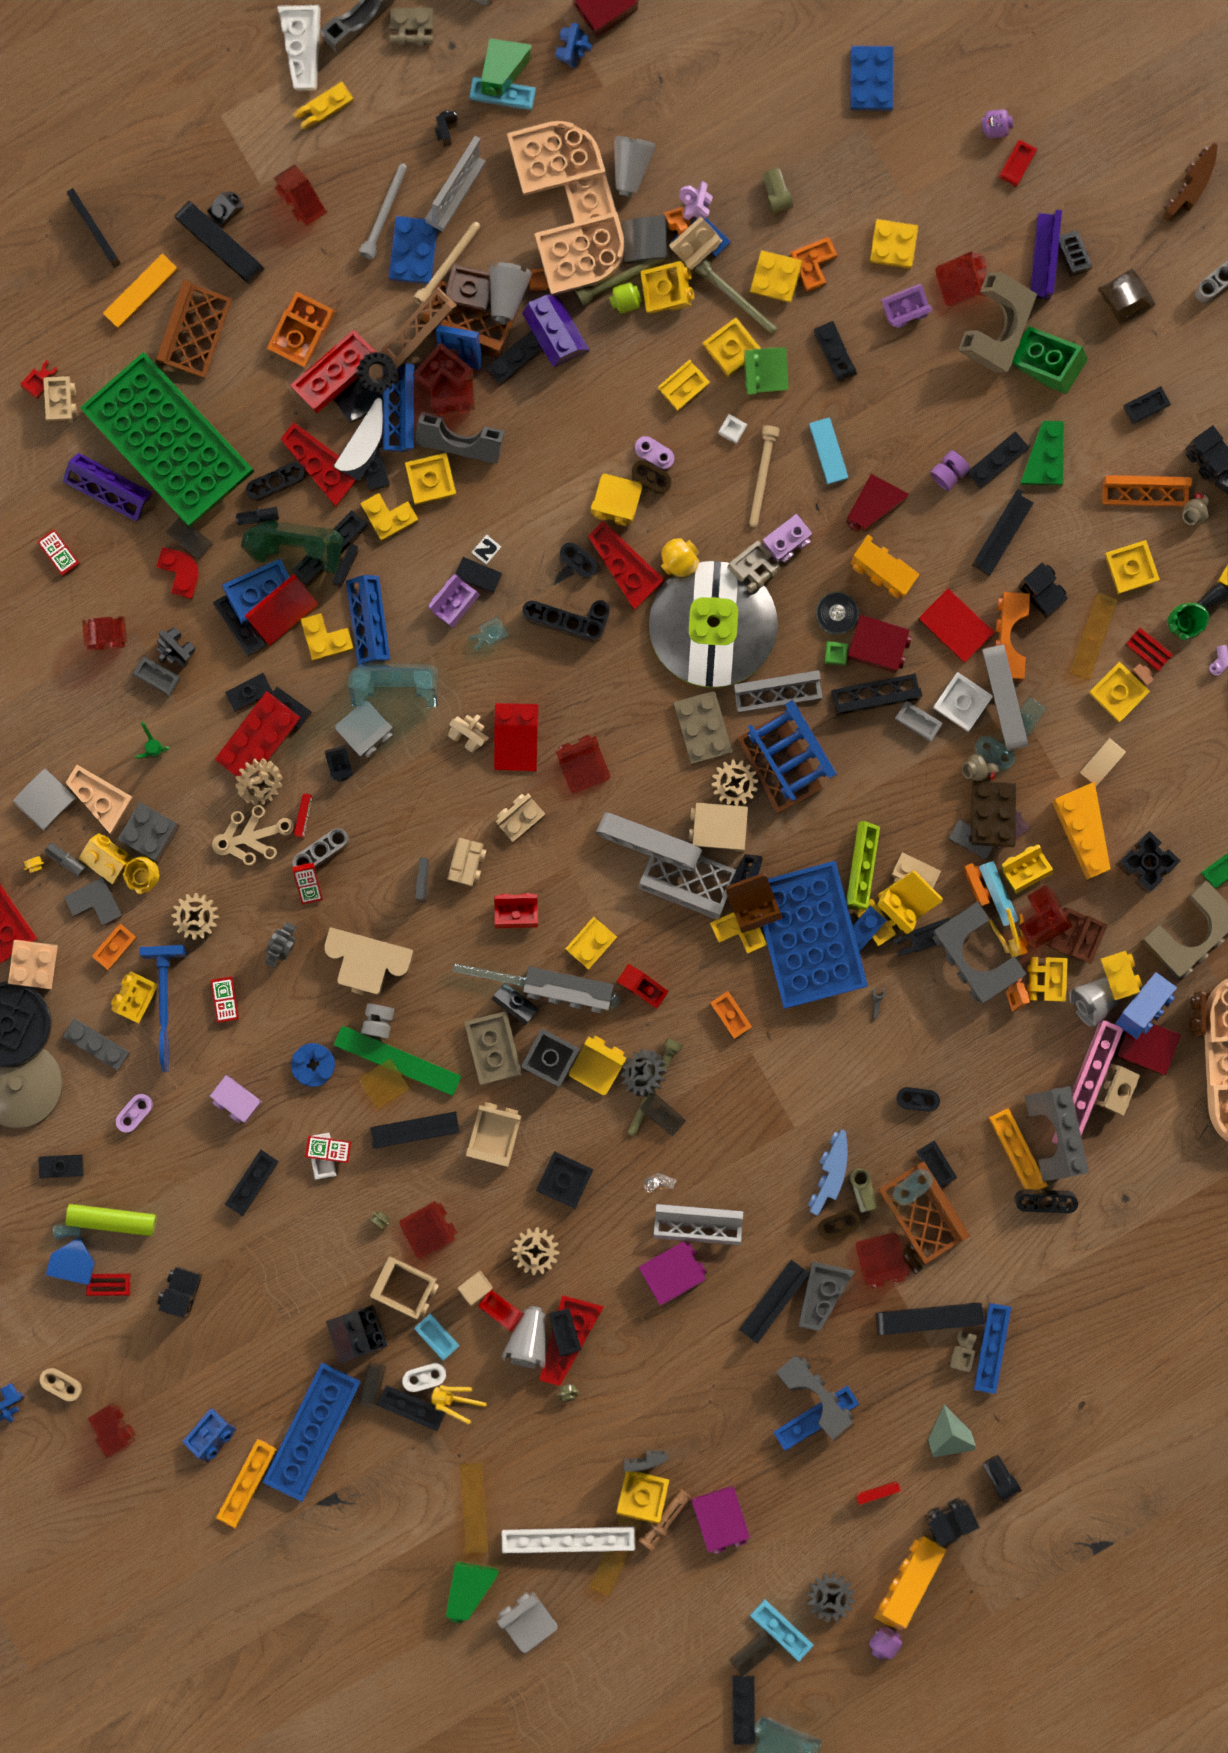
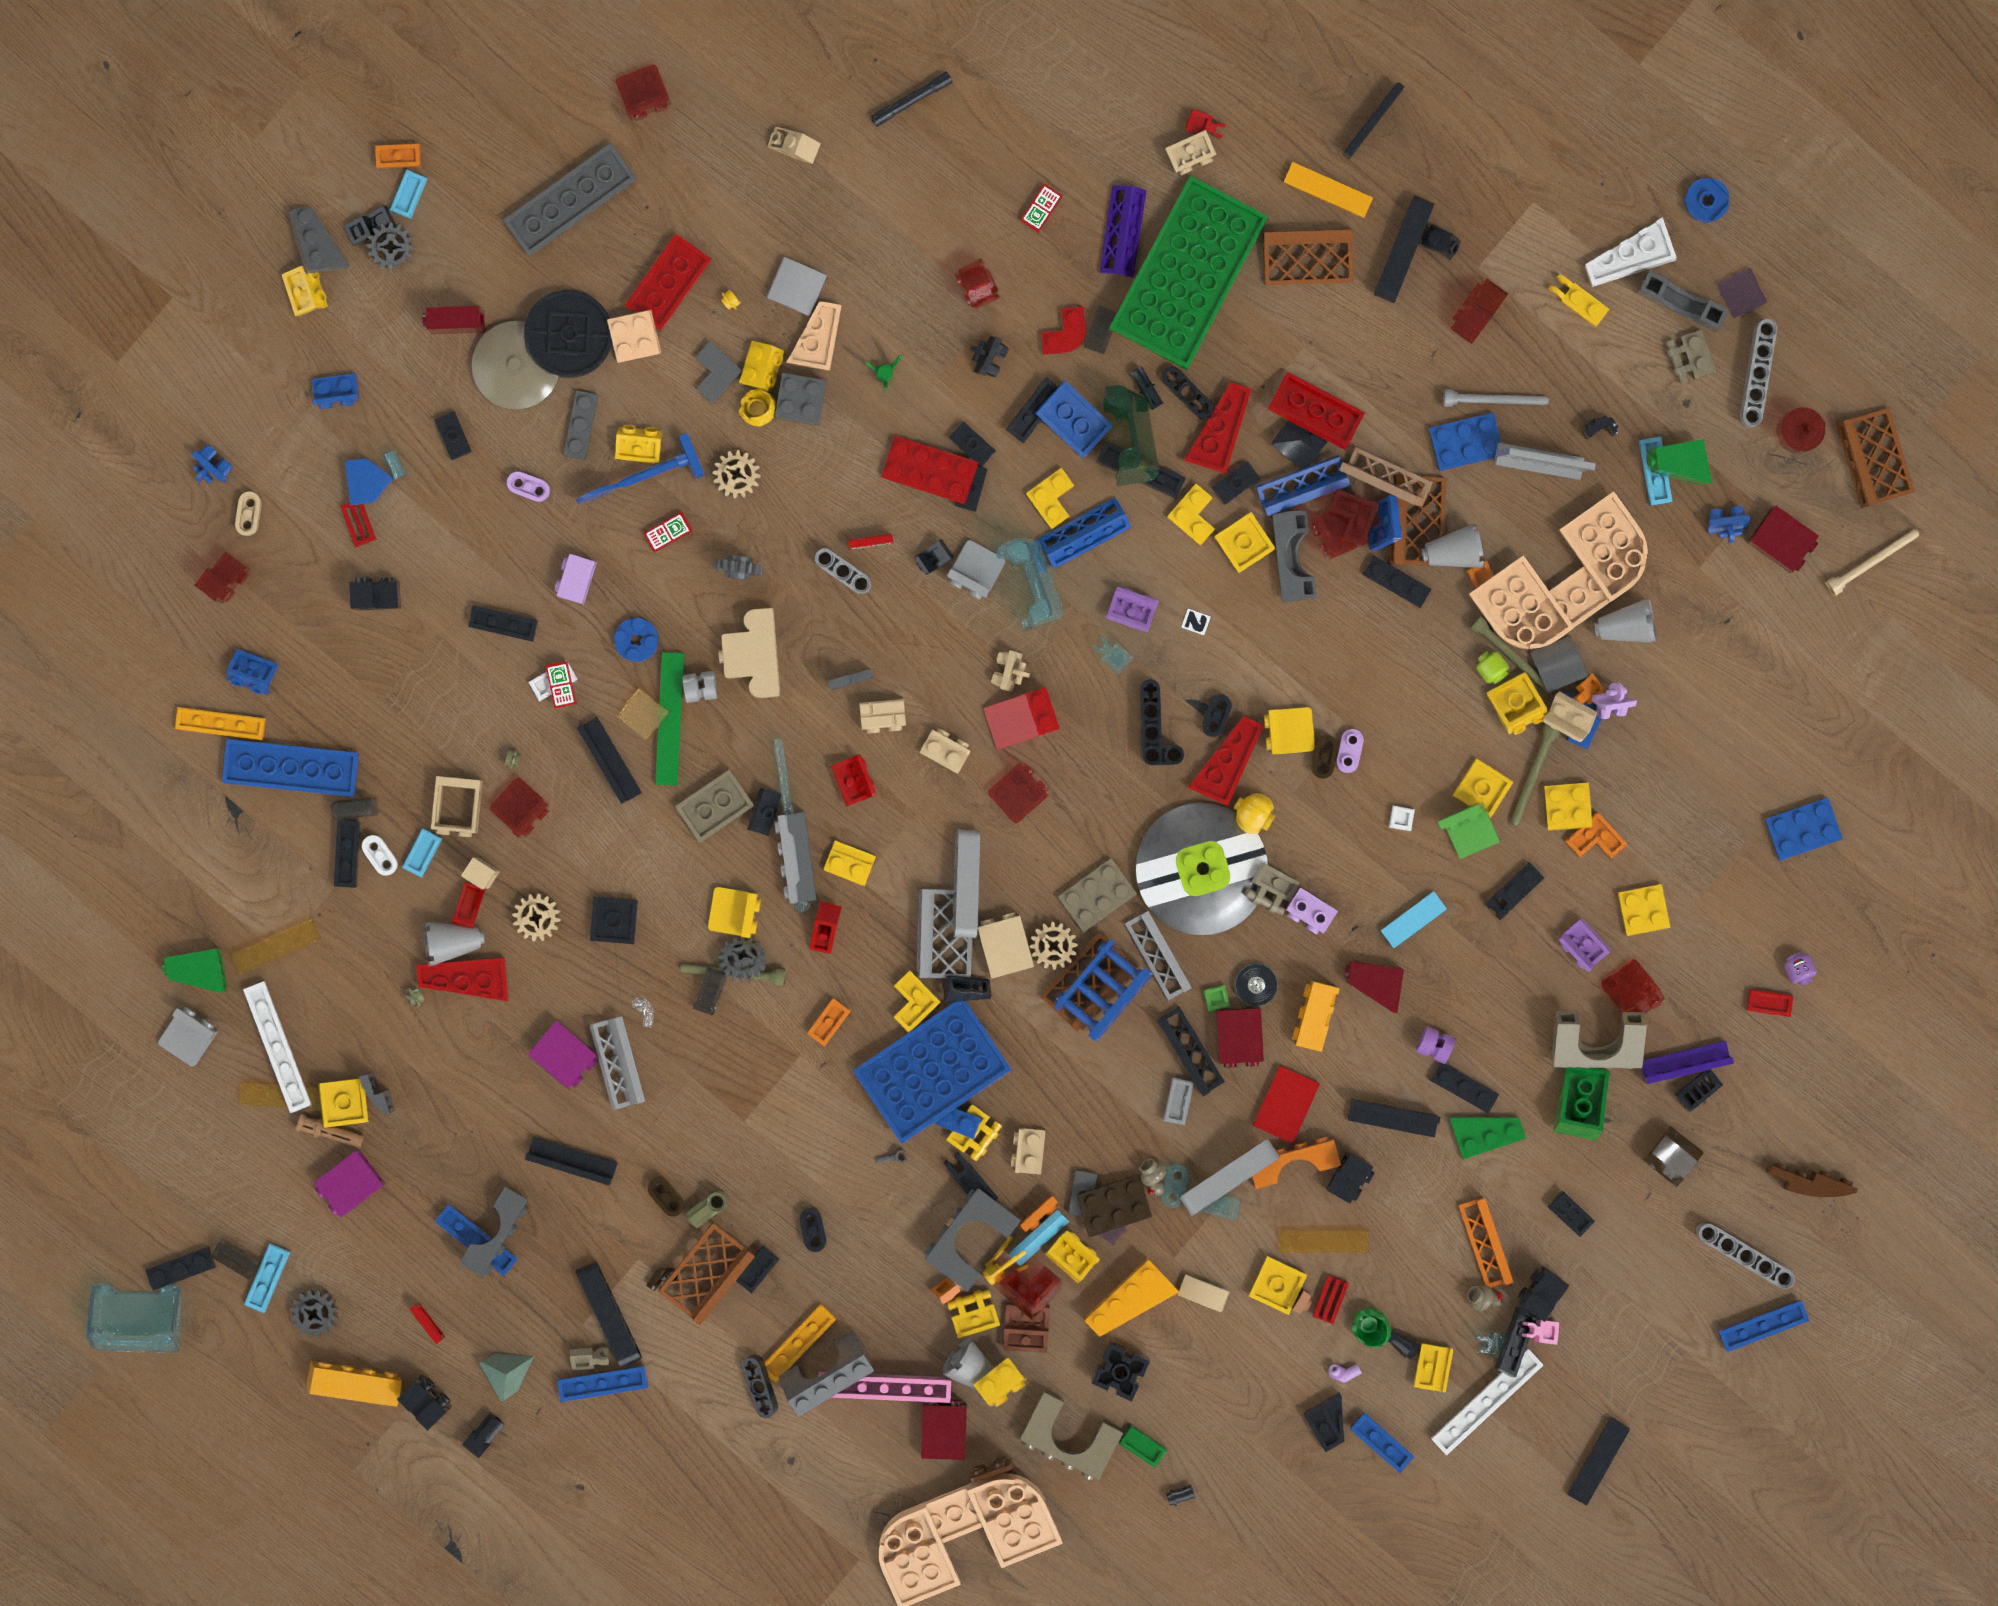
camera: 70 degrees right, 5 degrees up
(64, 859) = (746, 327): dark grey axle -> none
(111, 1220) = (419, 503): lime brick -> none
(114, 946) = (679, 407): orange plate -> none
(157, 676) = (955, 349): dark grey plate -> none
(250, 836) = (832, 497): tan plant -> none
(258, 781) = (887, 487): tan gear -> none
(281, 609) = (1062, 446): red tile -> none
(301, 329) = (1347, 361): orange slope -> none
(307, 883) = (806, 570): tile -> none
(346, 565) = (1129, 492): black tile -> none
(356, 1333) = (397, 775): black slope -> none
(363, 444) = (1254, 465): white sticker -> none
(389, 371) = (1328, 465): black tyre -> none
(424, 293) = (1424, 470): tan piece -> none
(443, 1398) = (368, 881): yellow plant -> none
(469, 288) = (1446, 510): reddish brown tile -> none
(478, 575) = (1167, 623): black tile -> none
(494, 1134) = (632, 837): tan panel -> none
(550, 1058) = (724, 865): dark grey brick -> none
(554, 329) = (1435, 610): dark purple slope -> none
(564, 1332) = (470, 973): black plate -> none
(683, 385) = (1426, 755): yellow plate -> none
(753, 902) = (941, 1006): reddish brown bracket -> none
(769, 434) = (1408, 857): tan piece -> none
(778, 197) = (1649, 780): olive piece -> none
(821, 1294) = (598, 1204): dark grey wing -> none
(835, 1164) = (722, 1171): medium blue slope -> none
(862, 866) = (1017, 1097): lime brick -> none
(881, 1260) = (647, 1249): clear red bracket -> none
(885, 1643) = (290, 1380): medium lavender head -> none
(908, 900) = (999, 1153): yellow bracket -> none
(913, 1186) = (726, 1256): clear light blue plate -> none
(962, 702) = (1213, 1137): white plate -> none
(1116, 1089) = (890, 1416): tan brick -> none
(1132, 567) = (1405, 1255): yellow plate -> none
(1147, 1006) = (980, 1418): brick -> none

